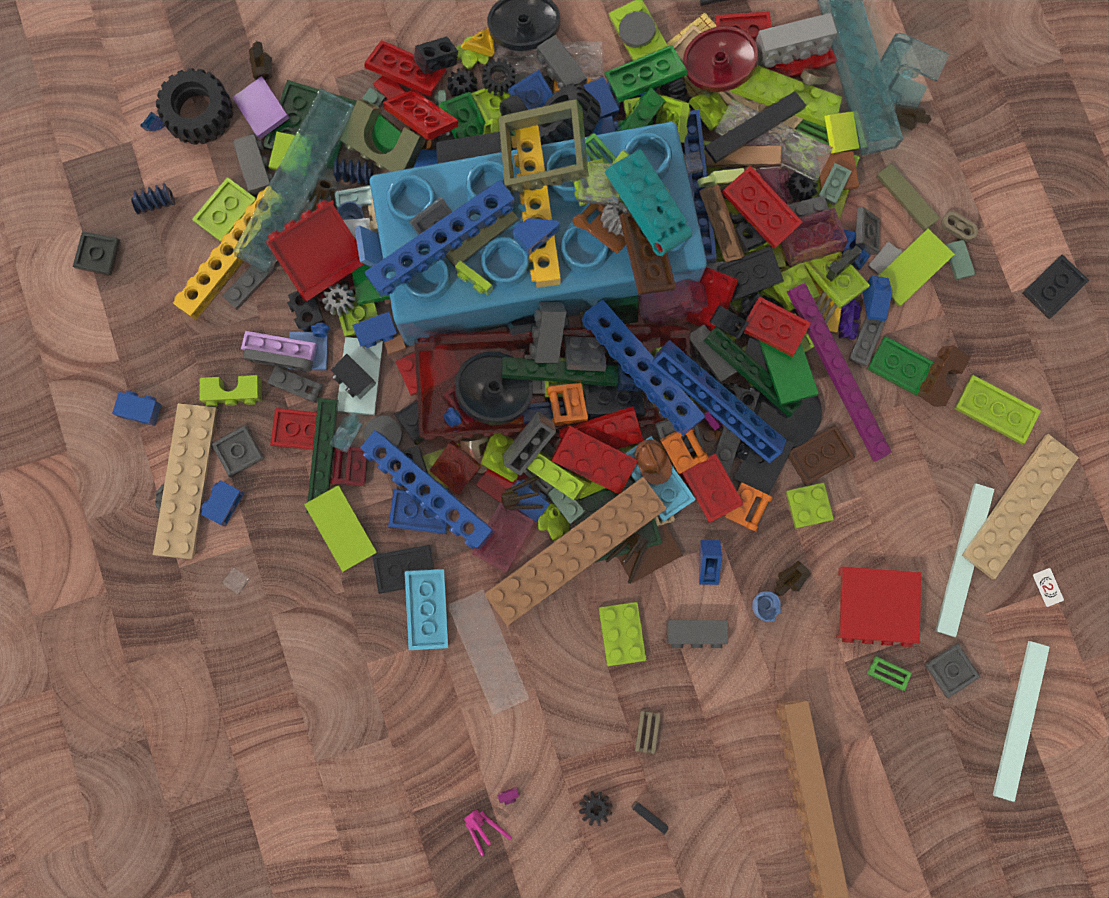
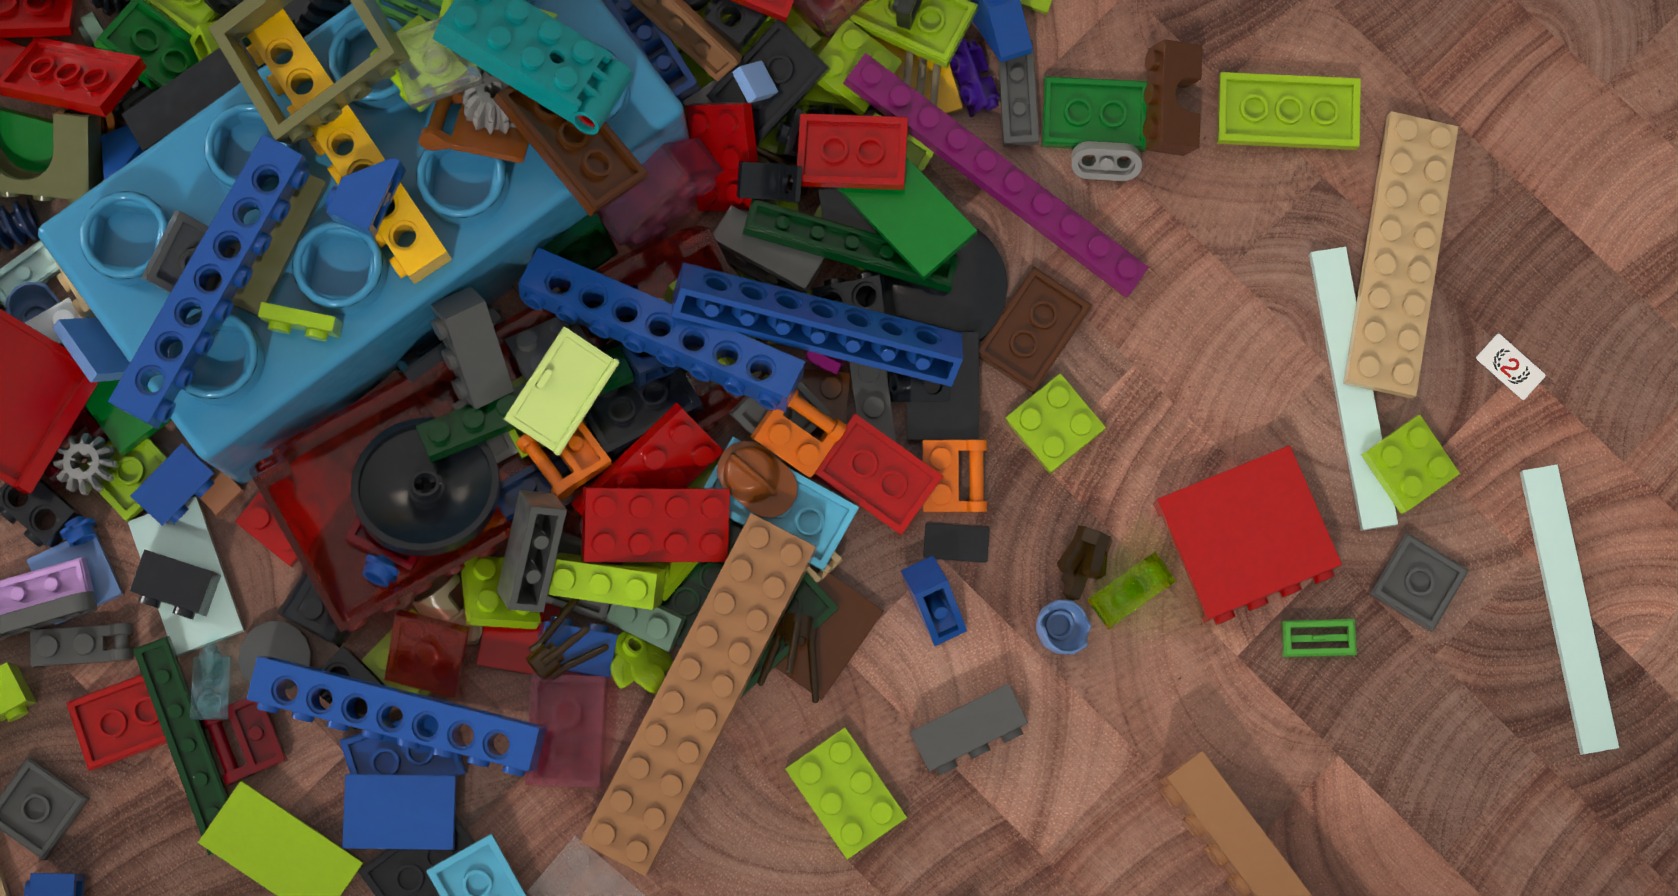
camera: 25 degrees left, 0 degrees up
(405, 537) = (399, 812): none -> blue tile
(584, 373) = (563, 391): none -> yellowish green door
(733, 539) = (956, 542): none -> black sticker
(744, 270) = (755, 81): none -> light blue tile
(808, 604) = (1131, 590): none -> clear neon green slope
(895, 391) = (1105, 161): none -> light grey plate
(976, 610) = (1410, 464): none -> lime plate

